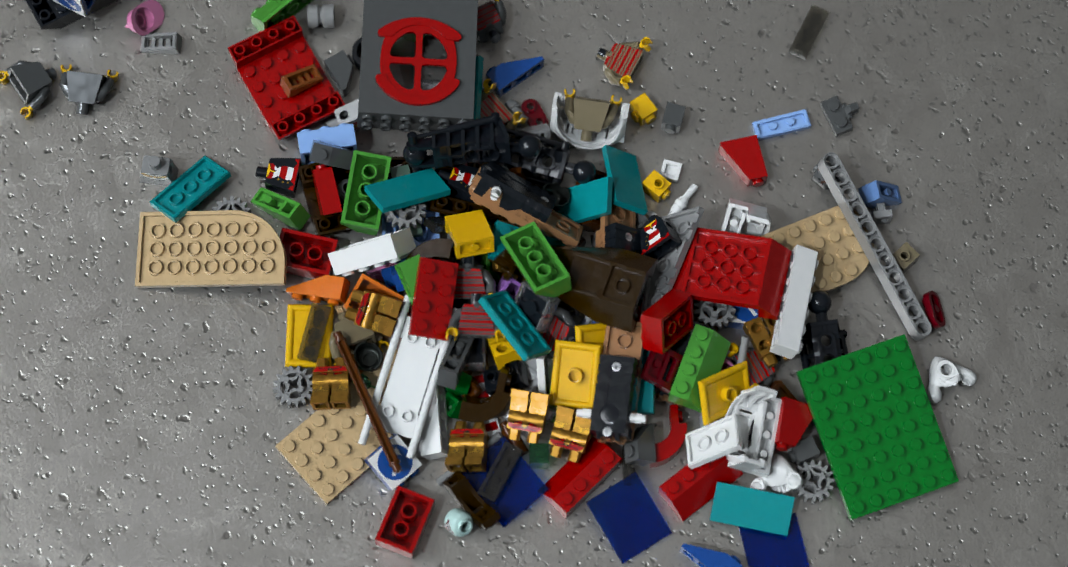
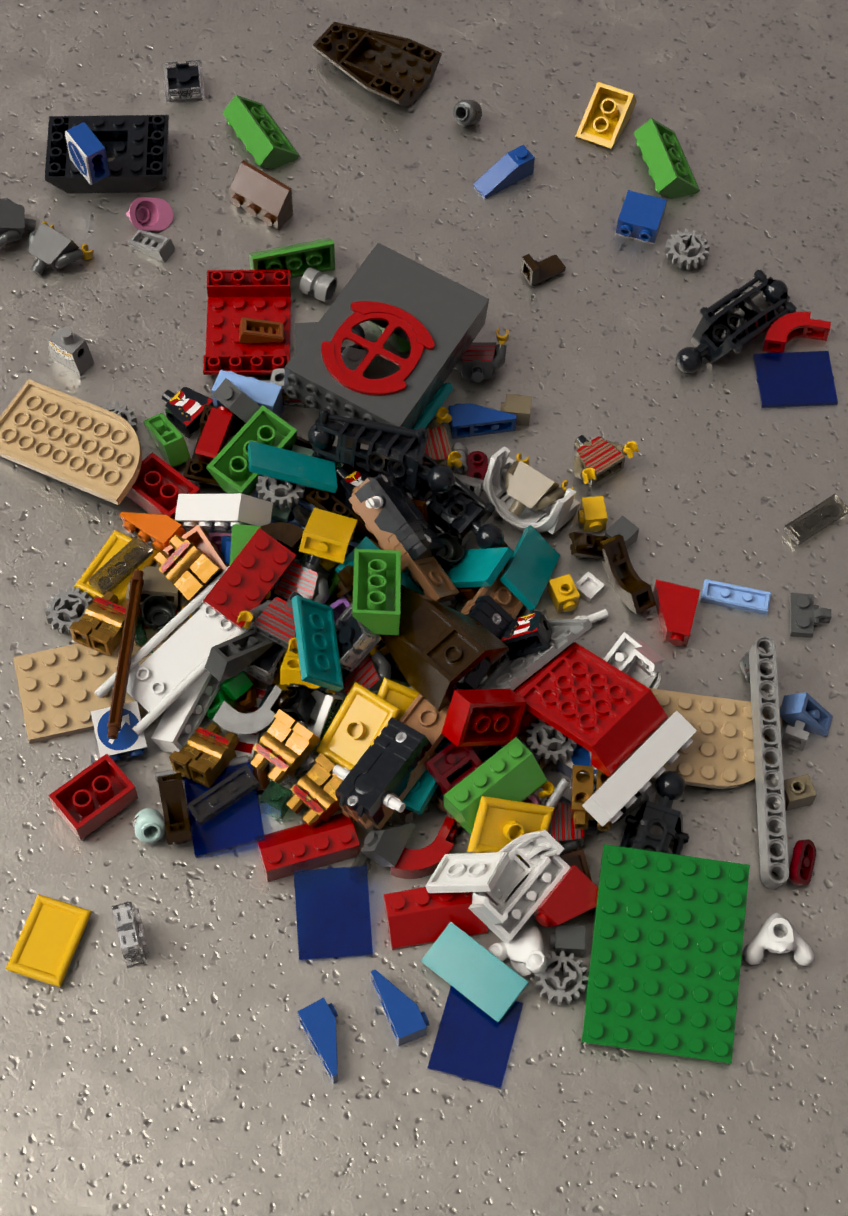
camera: 30 degrees right, 10 degrees down
(190, 188) = (89, 379): teal tile -> none
(537, 47) = (519, 406): none -> dark tan brick
(654, 138) = (586, 545): none -> dark brown hips
(702, 157) = (628, 585): none -> dark brown arch

